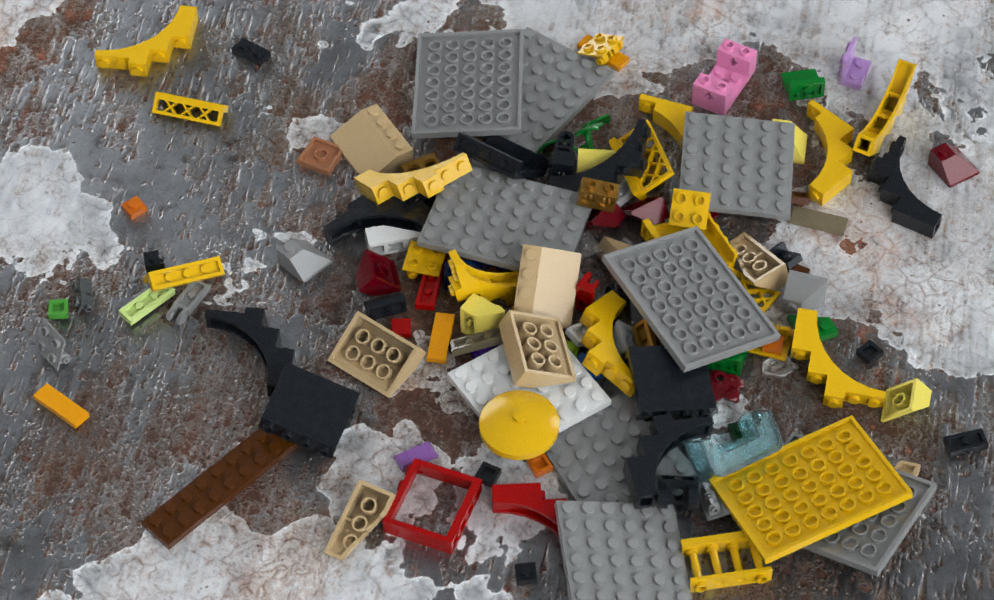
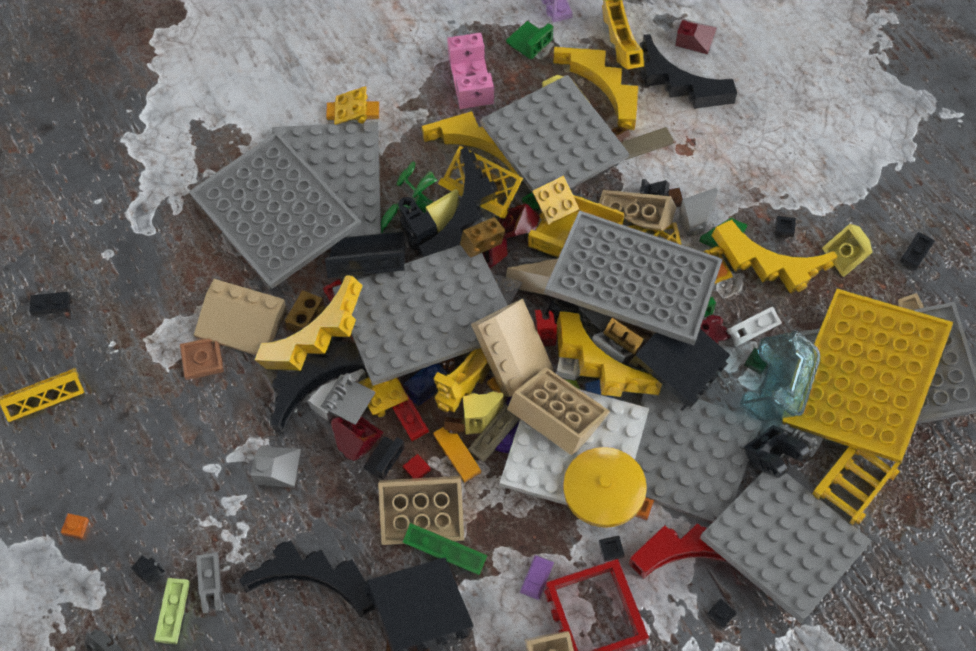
camera: 40 degrees left, 10 degrees up
(184, 274) = (187, 560): yellow fence -> none
(368, 391) = (444, 547): none -> green plate
(392, 244) = (348, 398): none -> light grey hinge
(452, 313) = (454, 425): none -> reddish brown plate
(664, 437) = (735, 452): black arch -> none
(758, 401) = (754, 326): none -> white plate

